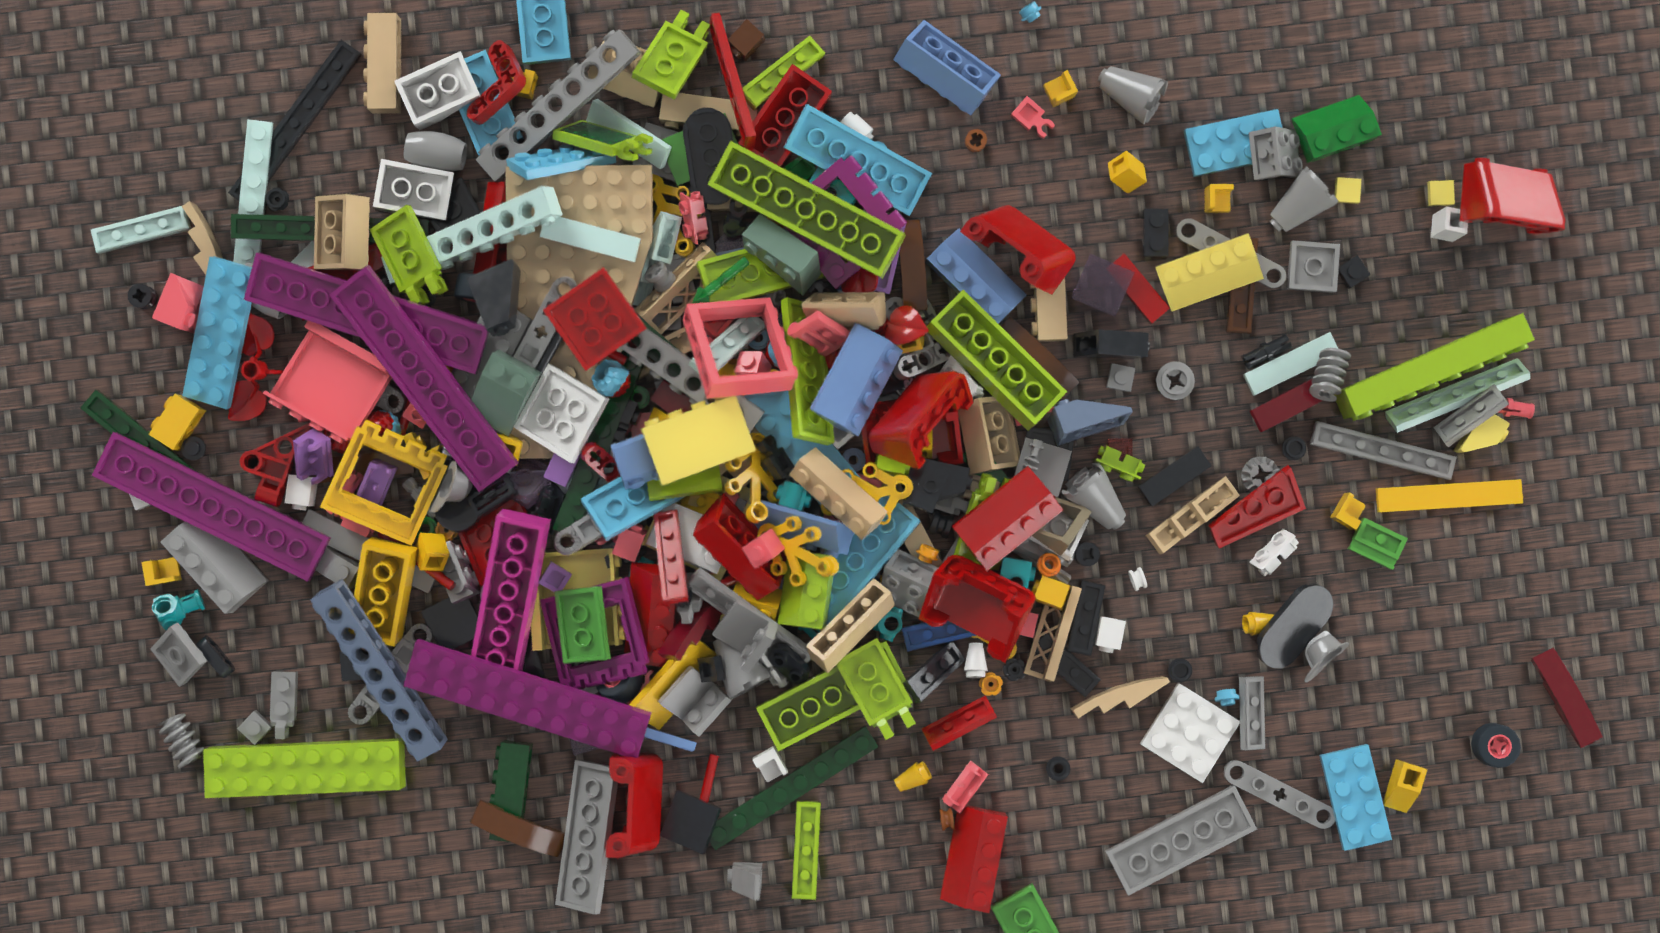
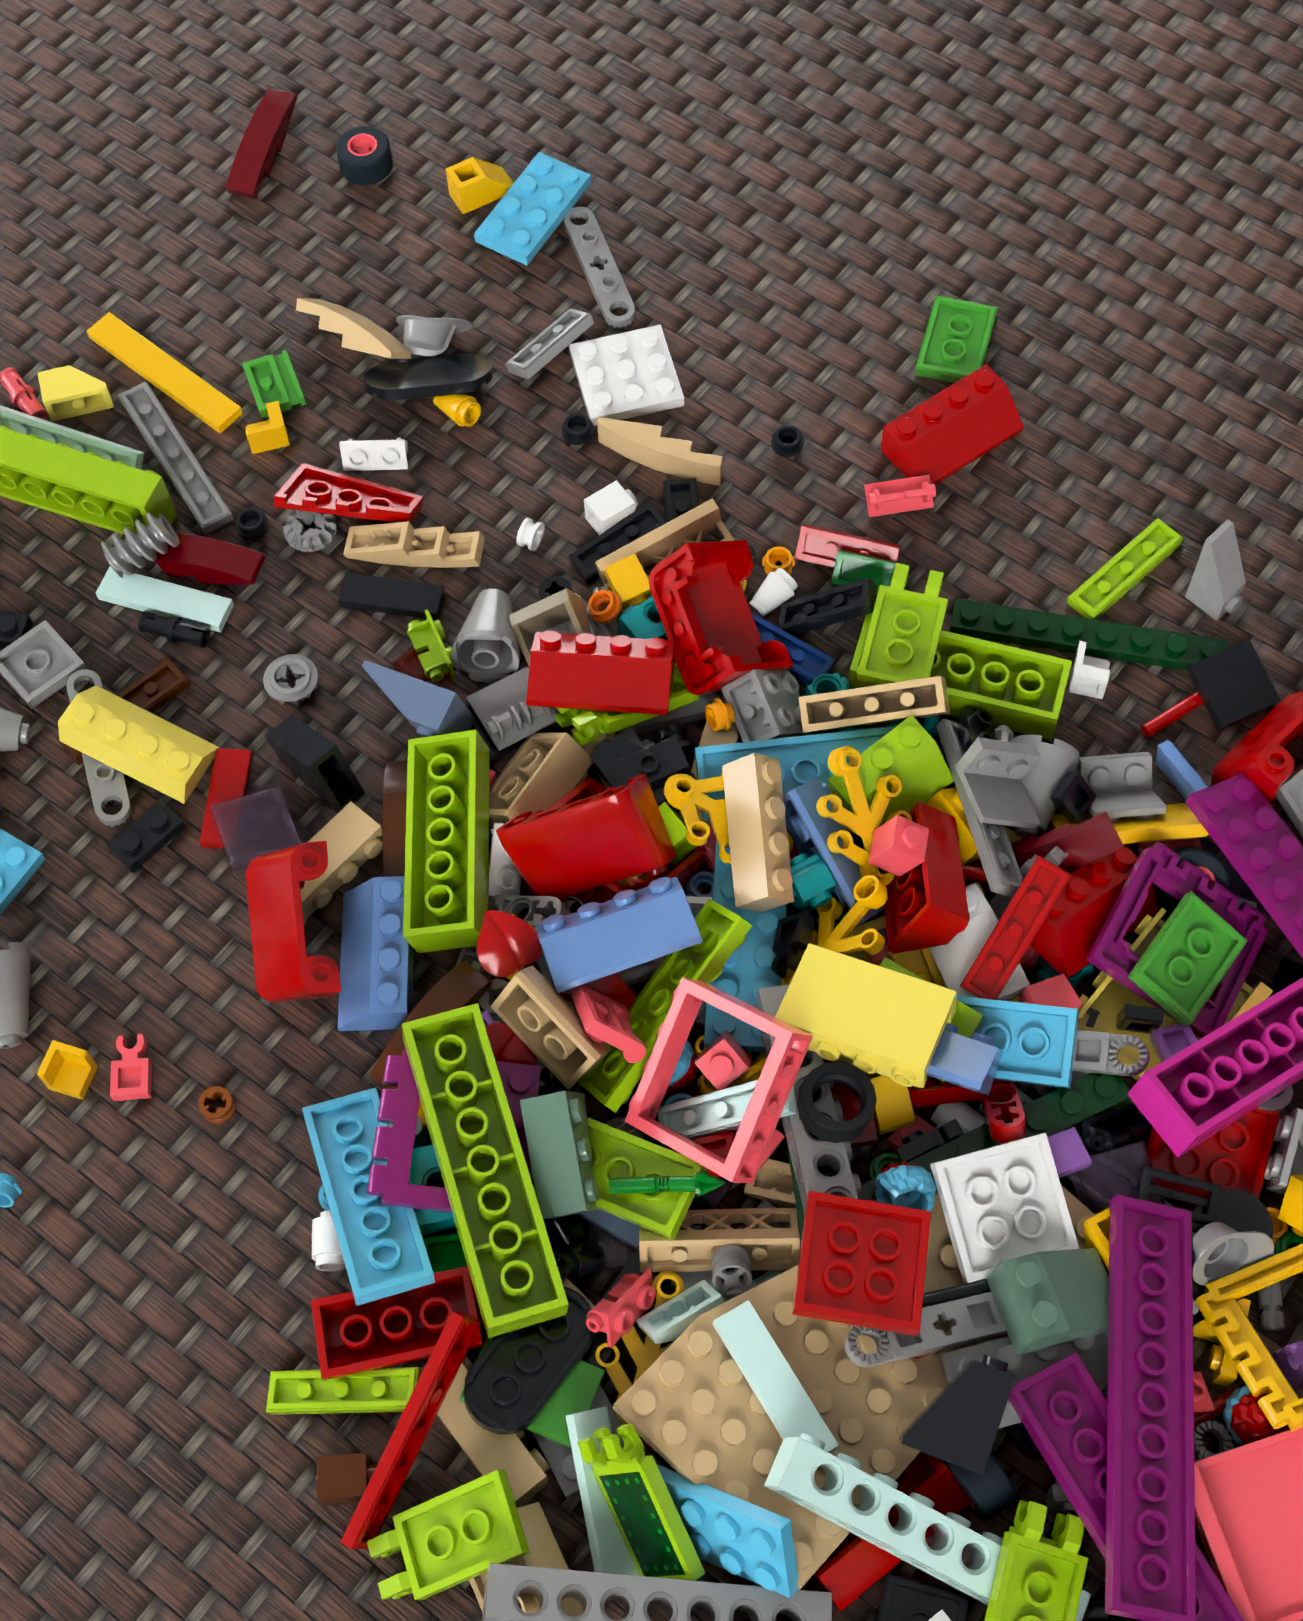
camera: 130 degrees left, 25 degrees down
(582, 575) = (1139, 1018): none -> black tile
(655, 386) = (842, 1074): none -> black tyre
(914, 776) = (944, 543): yellow cone -> none
(937, 719) = (856, 566): none -> green tile
(946, 67) = (157, 1215): medium blue slope -> none
(946, 819) = (947, 481): dark orange bush -> none
(1120, 377) = (341, 728): light grey plate -> none
(1127, 172) = (103, 919): yellow panel -> none
(1180, 840) = (732, 297): light grey plate -> none
(1218, 198) = (48, 811): yellow panel -> none
(1227, 697) = (558, 372): medium azure plate -> none
(1360, 617) = (357, 331): none -> tan slope
(1471, 415) = (61, 407): light grey tile -> none

